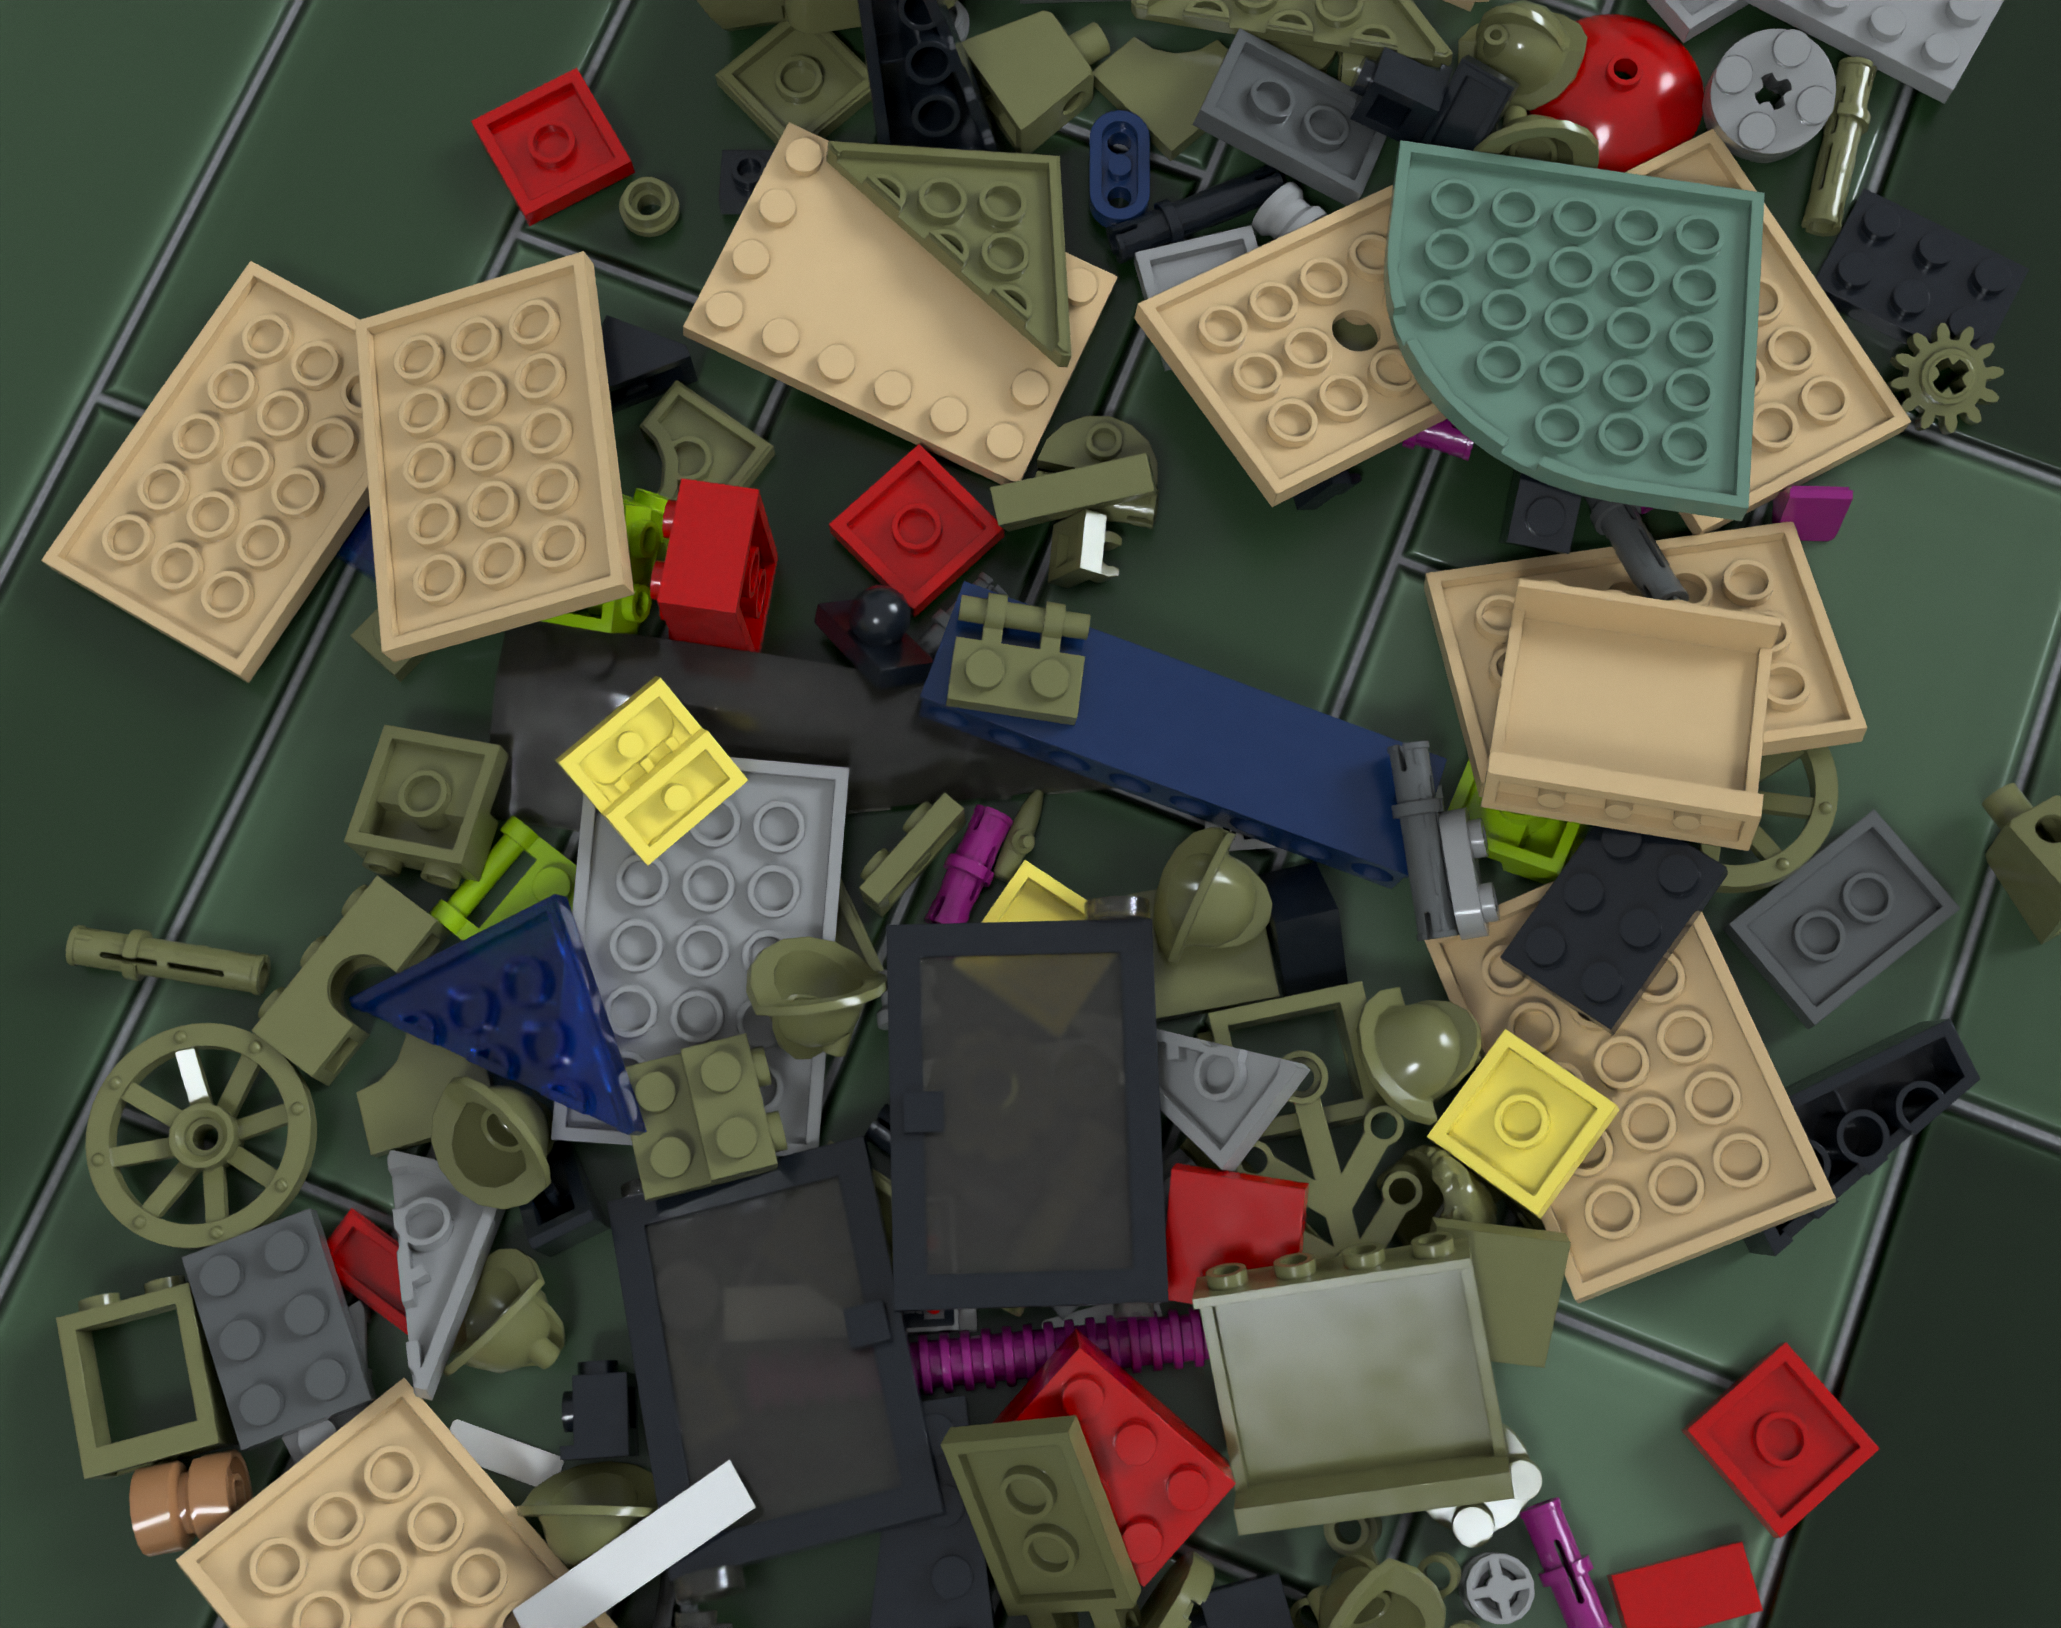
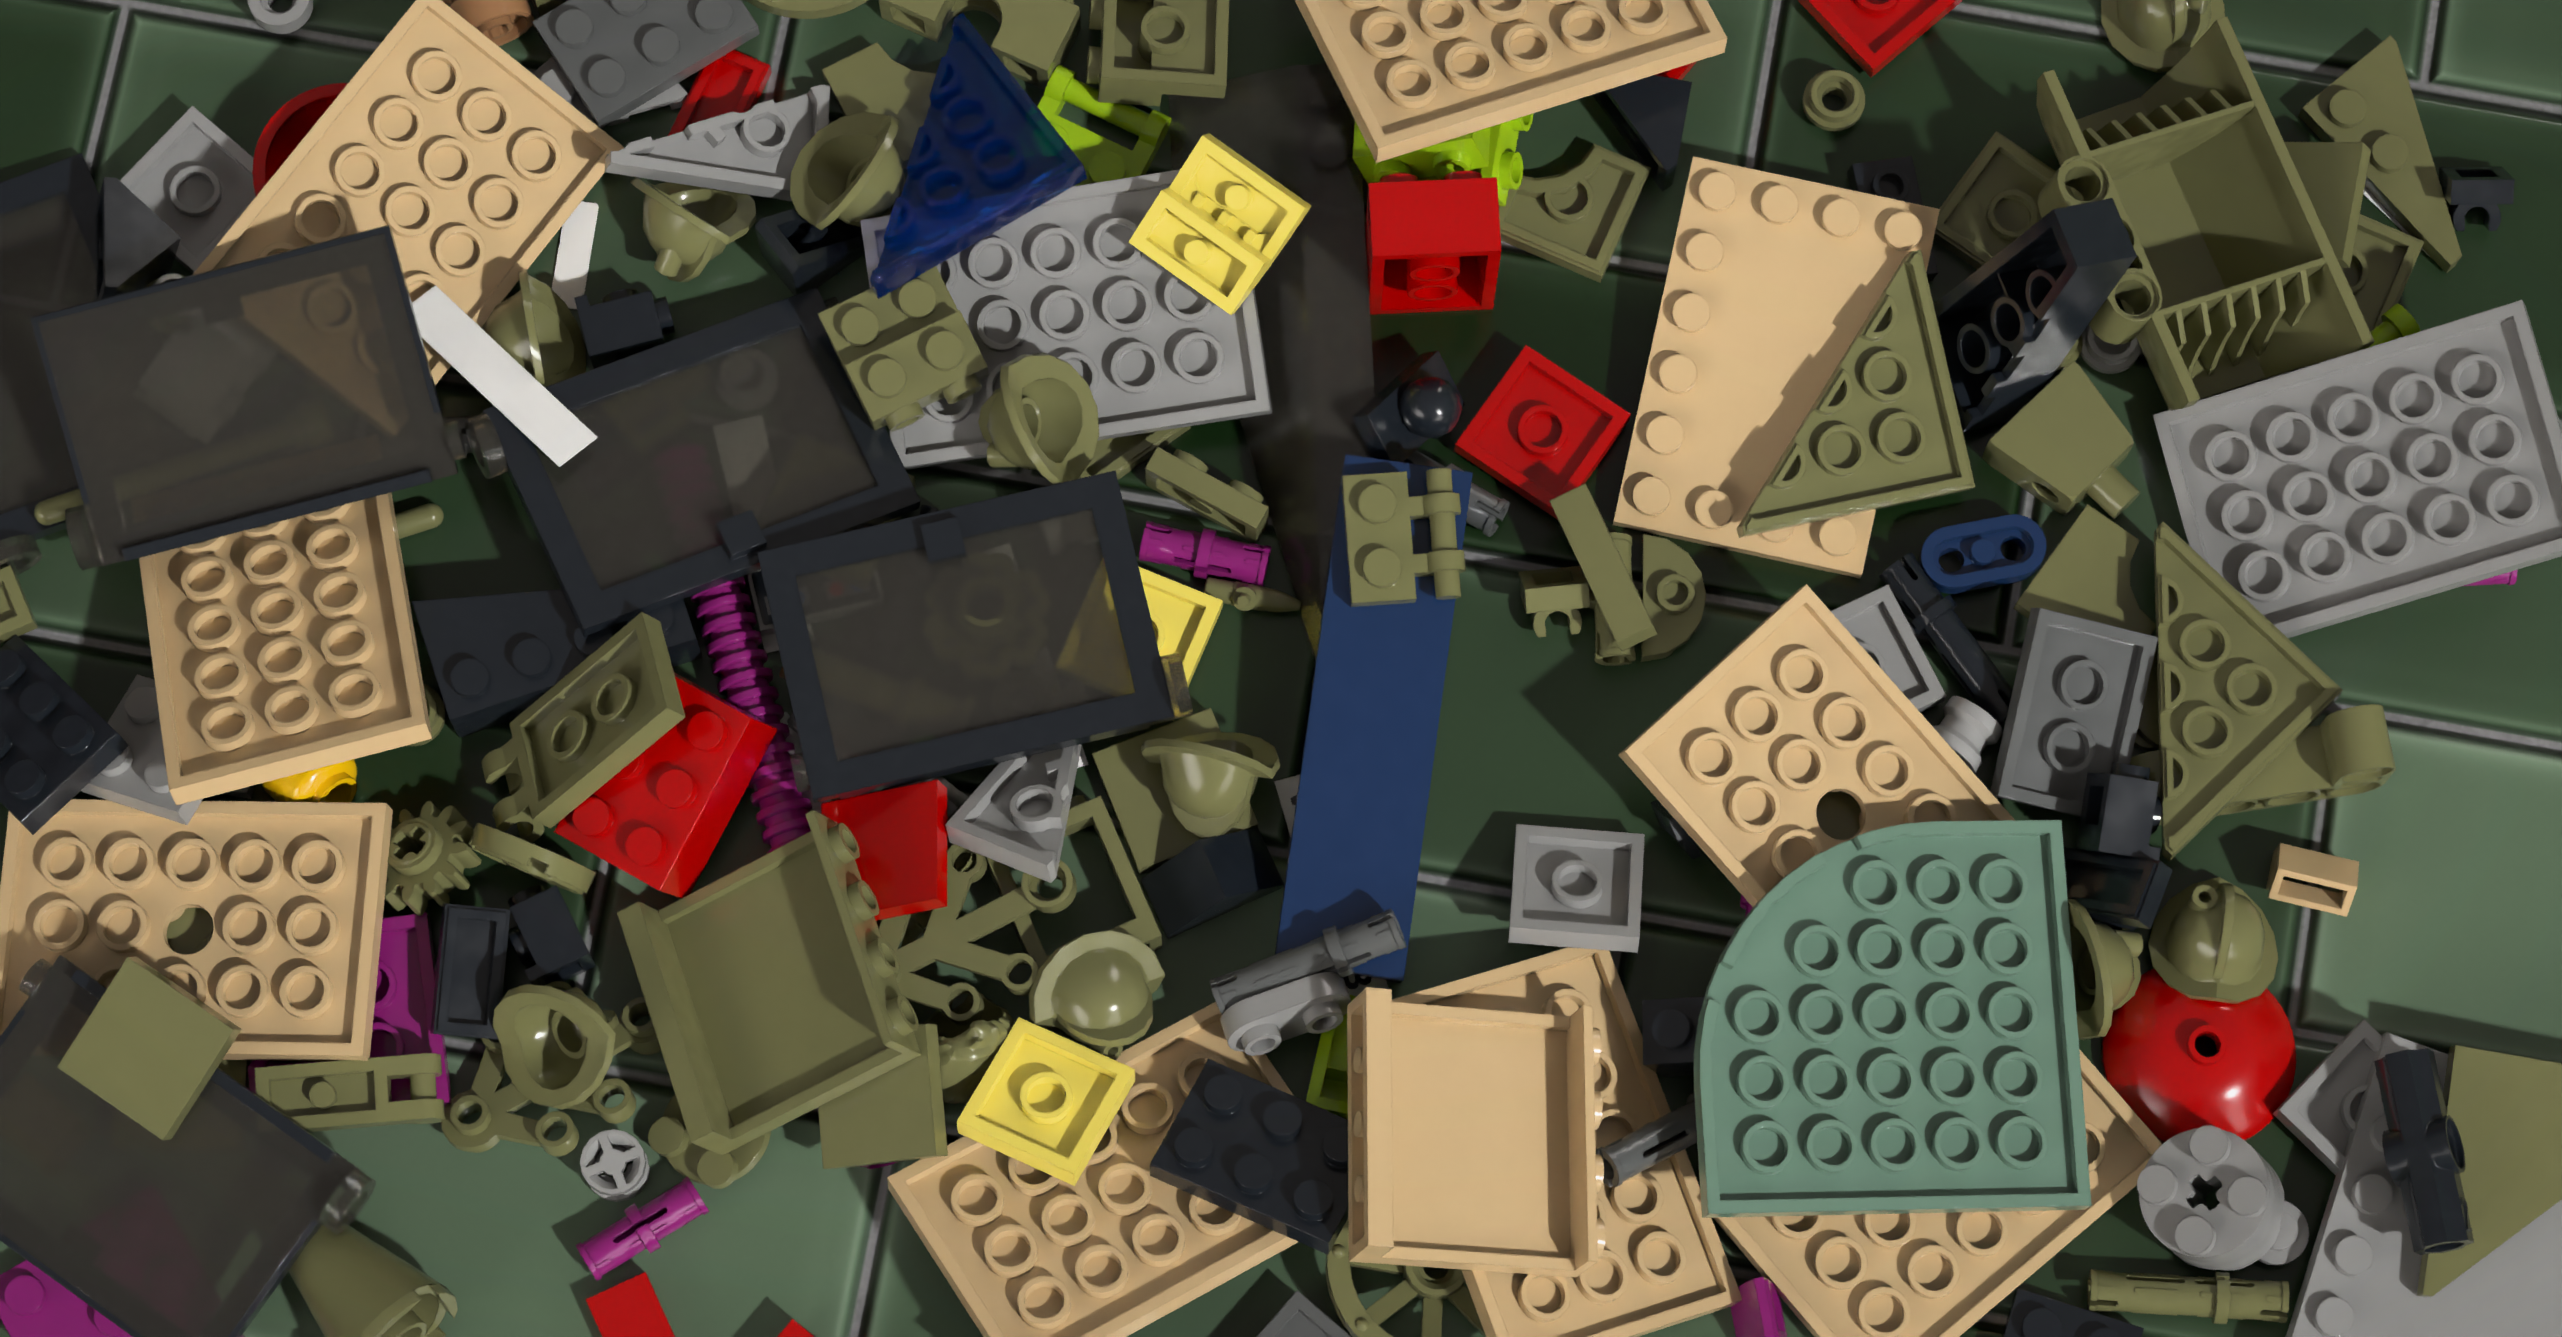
camera: 75 degrees right, 0 degrees up
(1378, 585) = (1576, 888): none -> light grey plate

